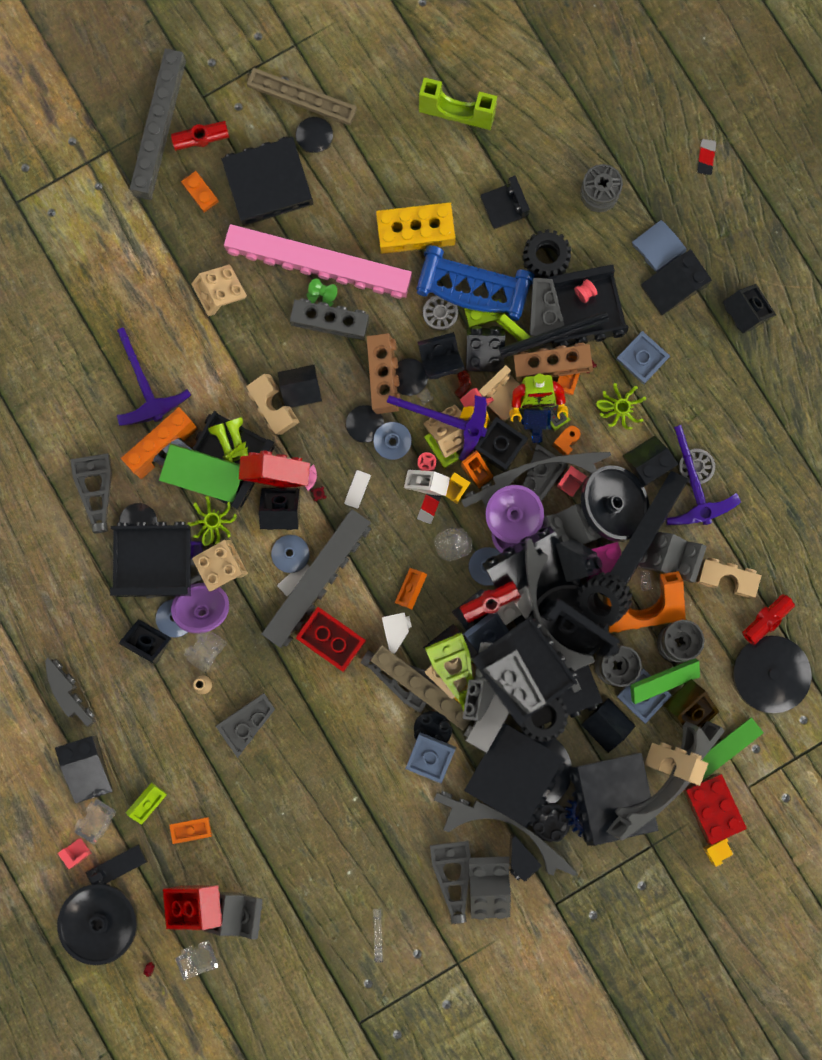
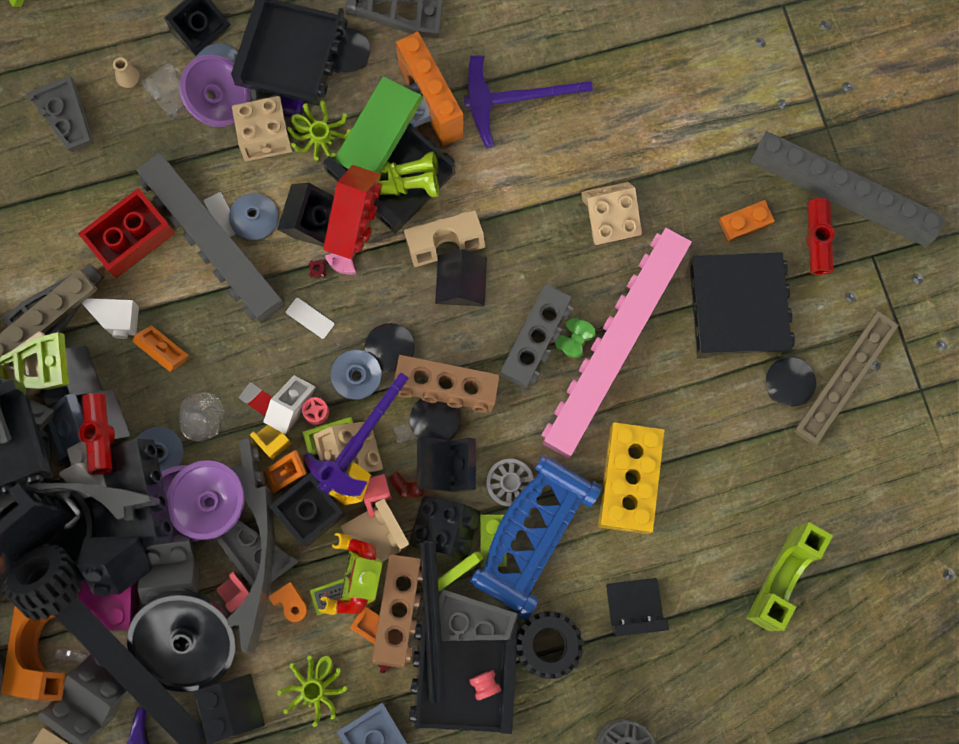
camera: 100 degrees right, 5 degrees down
(537, 421) = (325, 569): clear blue brick -> none

